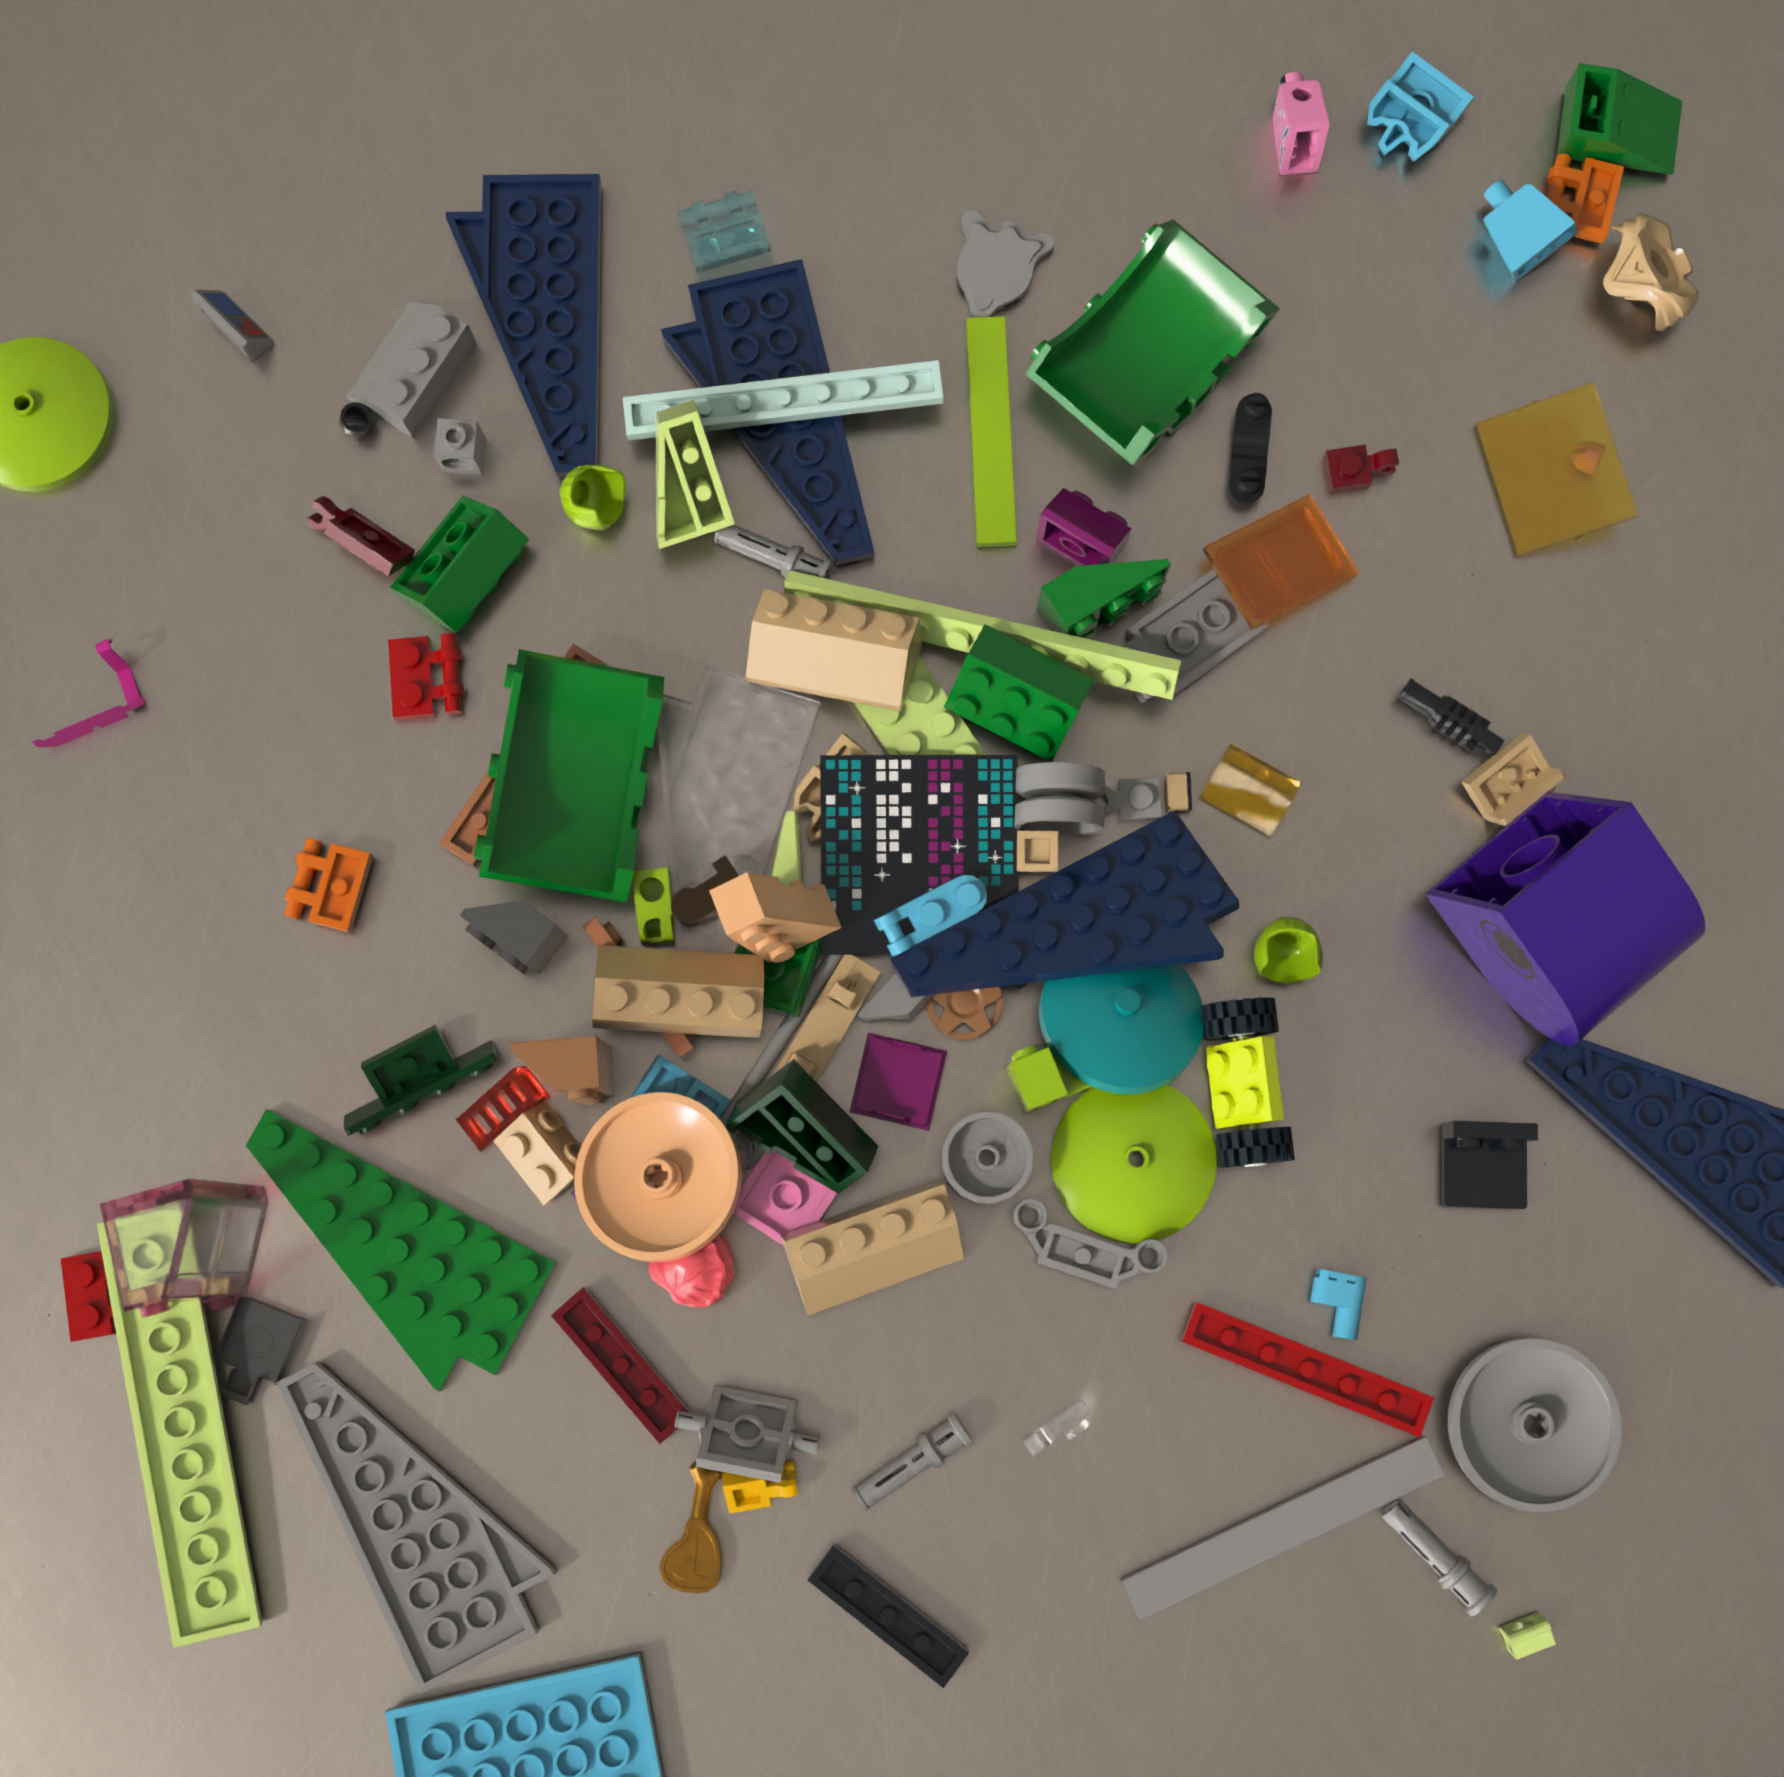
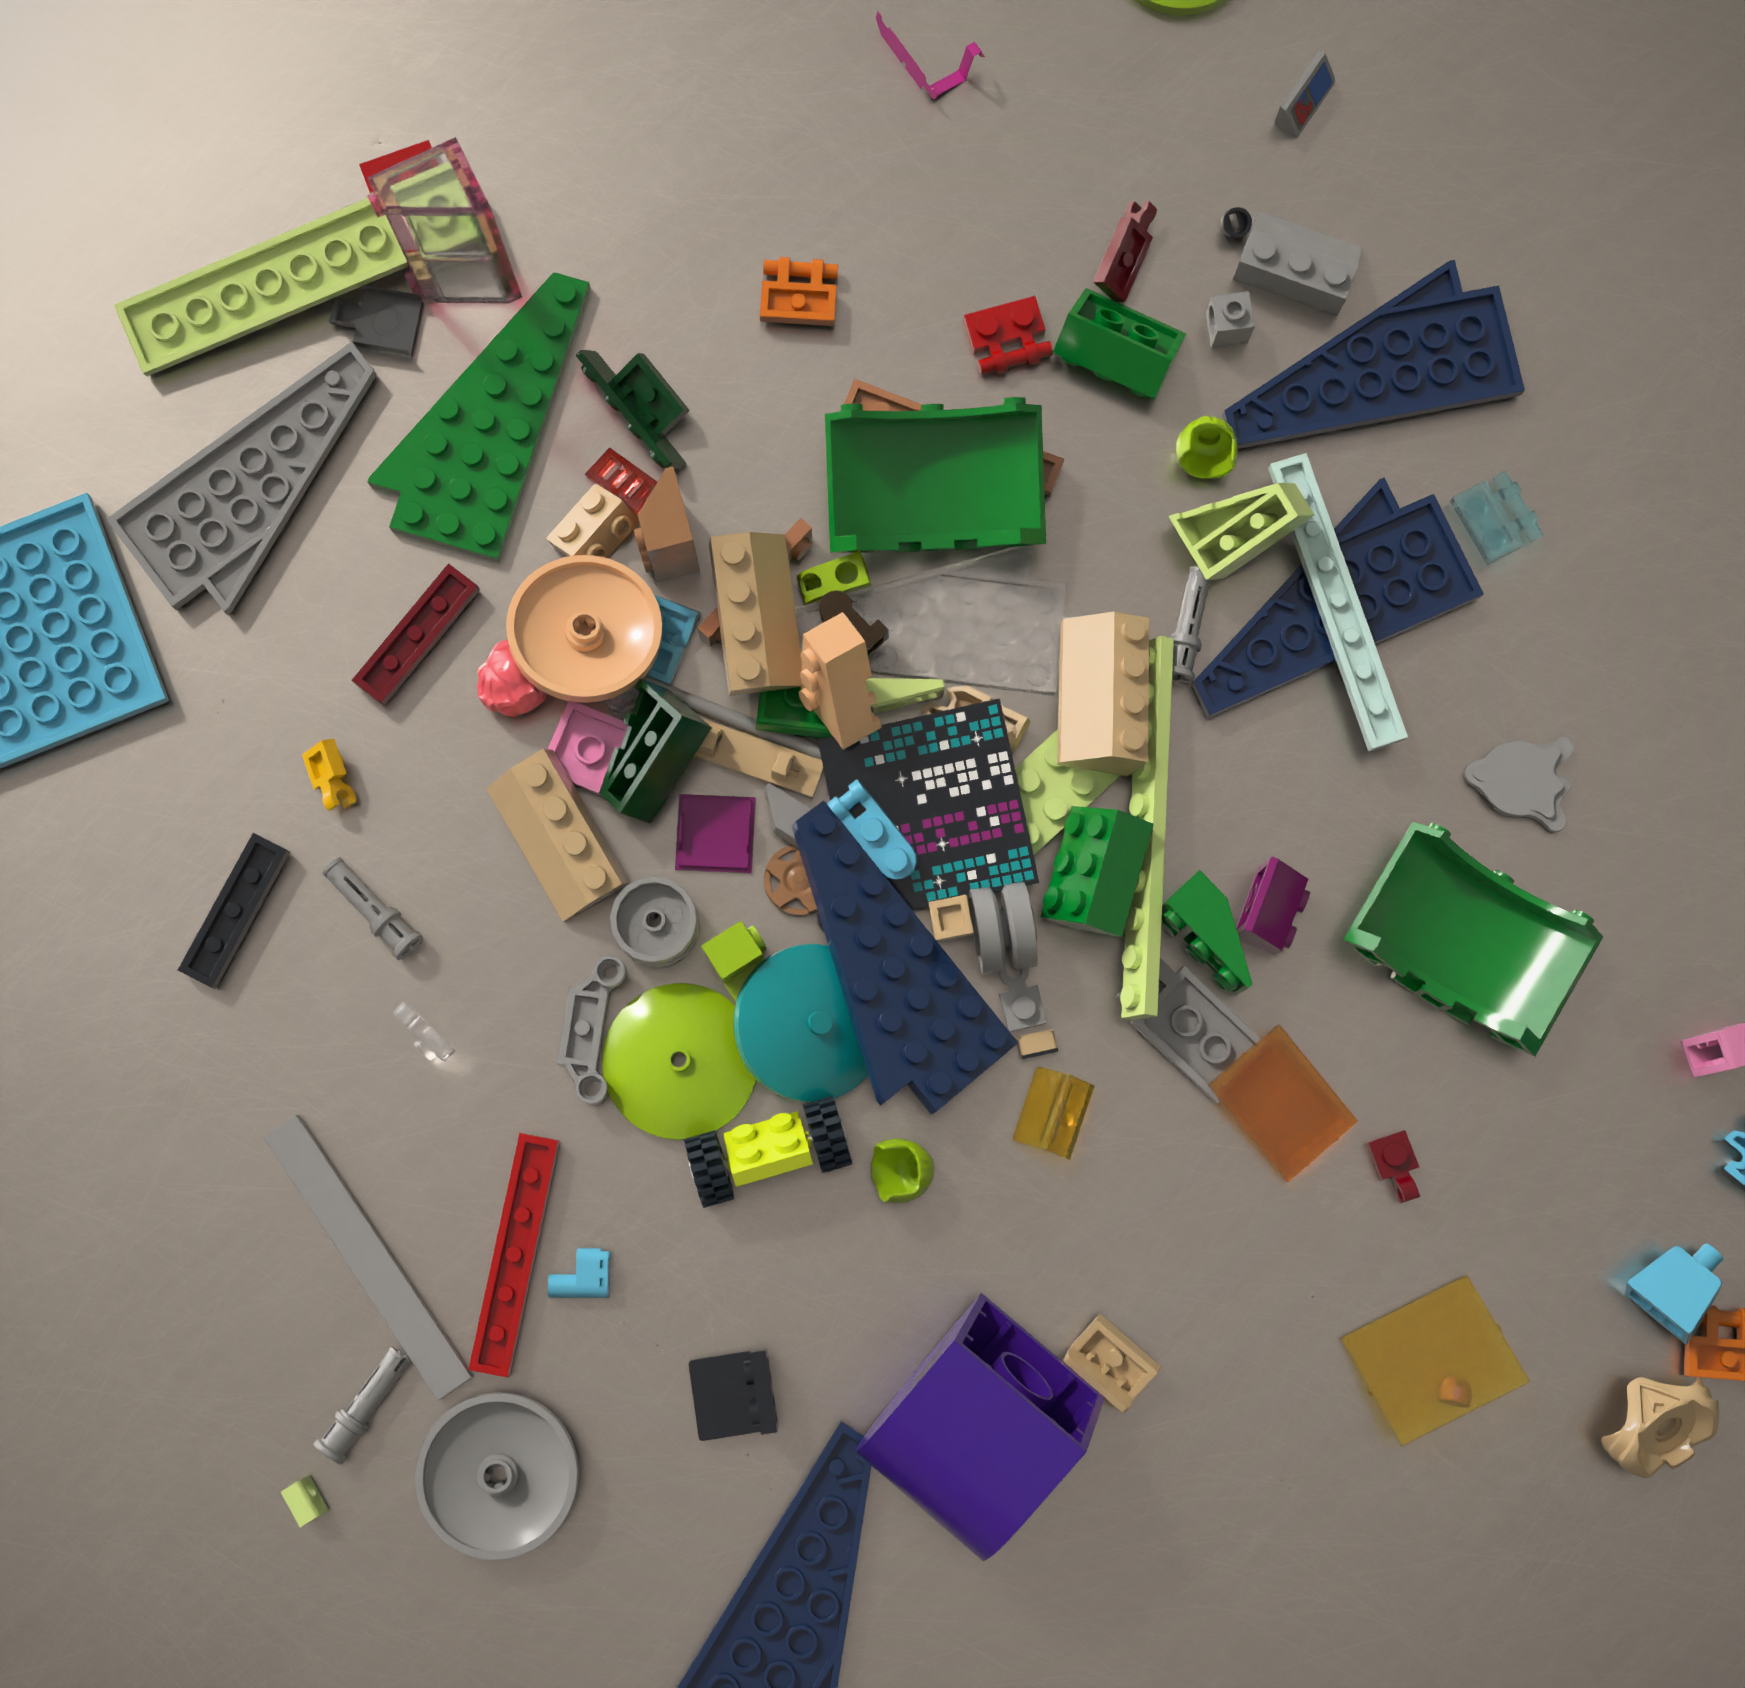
camera: 75 degrees right, 0 degrees up
(521, 931) = (783, 464): dark grey slope -> none
(696, 1558) = (259, 734): pearl gold piece -> none
(746, 1433) = (372, 753): light grey plate -> none
(991, 432) = (1354, 804): lime tile -> none
(1250, 448) = (1390, 1055): black piece -> none
(1451, 718) = (1162, 1294): black hinge -> none

